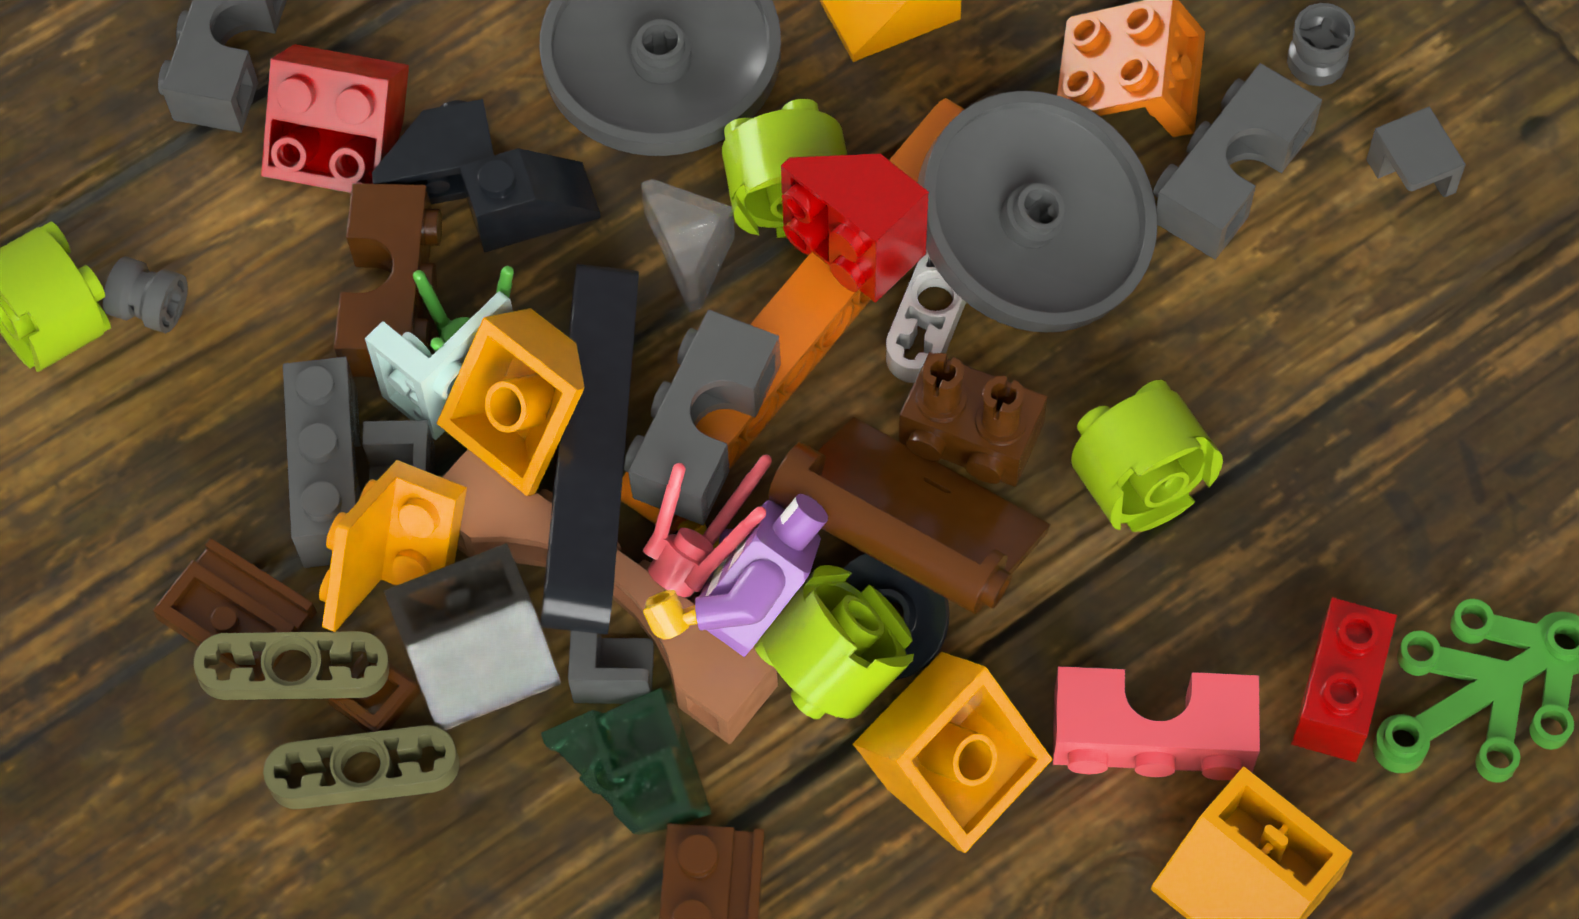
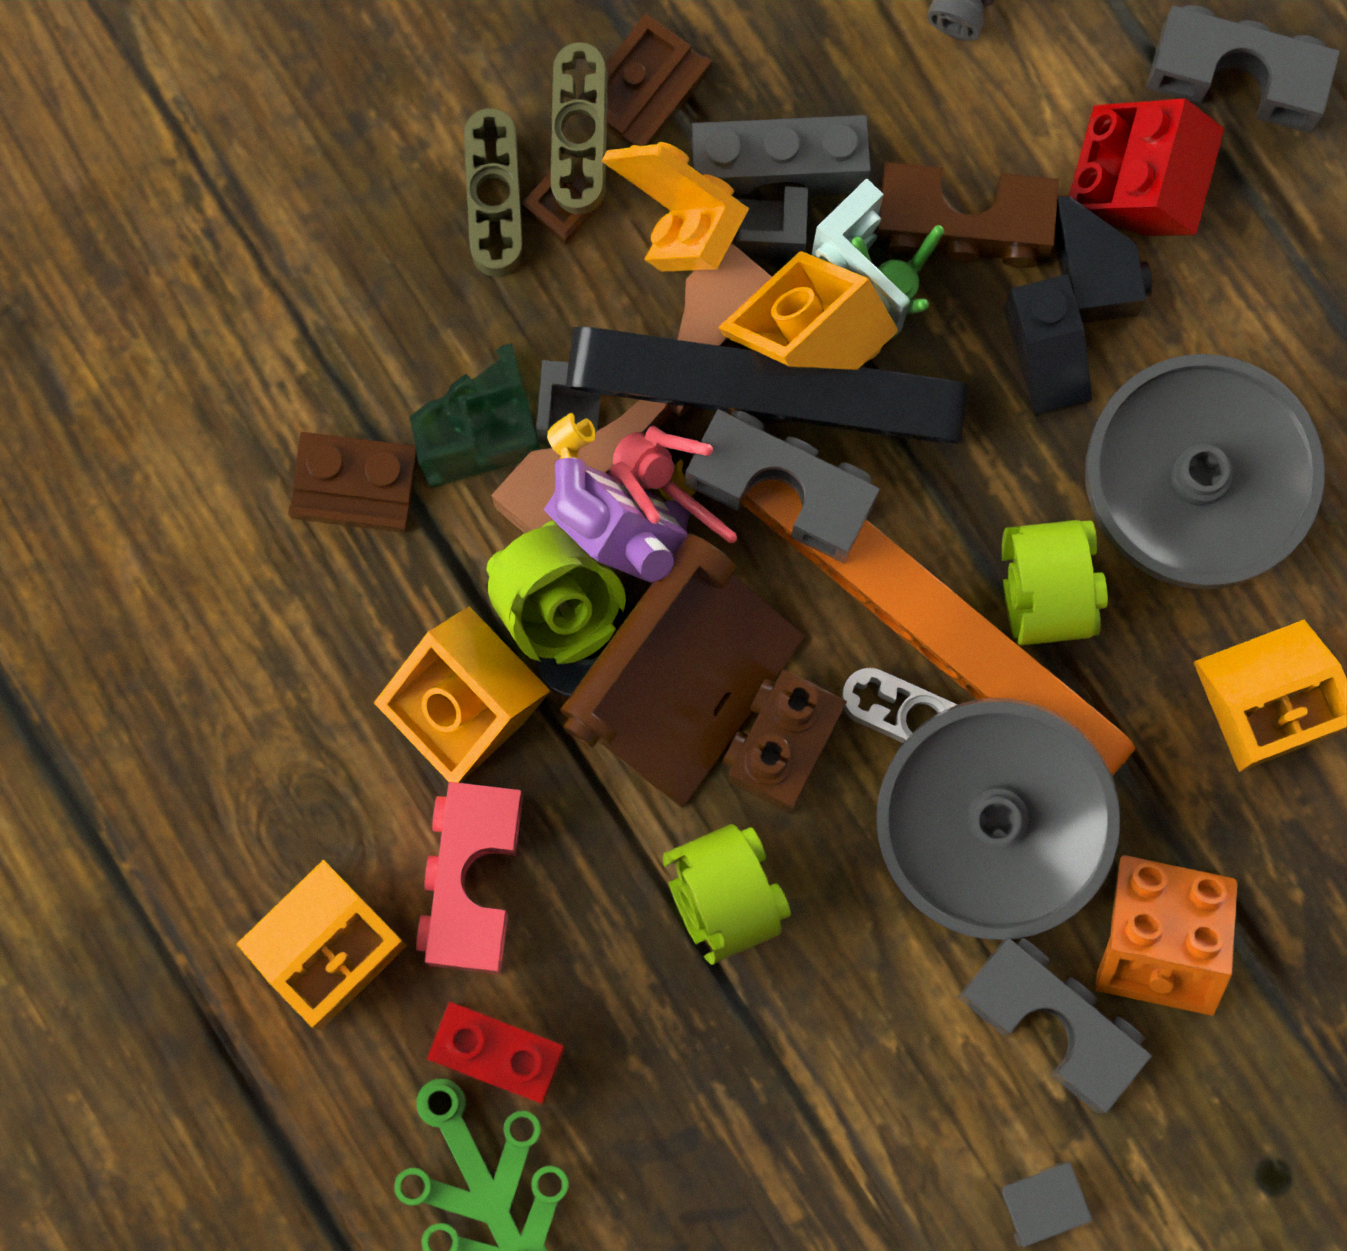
camera: 90 degrees right, 15 degrees up
(472, 637) = (596, 277): clear smoke slope -> none
(691, 234) = (991, 493): clear slope -> none
(855, 217) = (968, 636): red slope -> none
(1320, 44) = (1196, 1129): dark grey wheel -> none

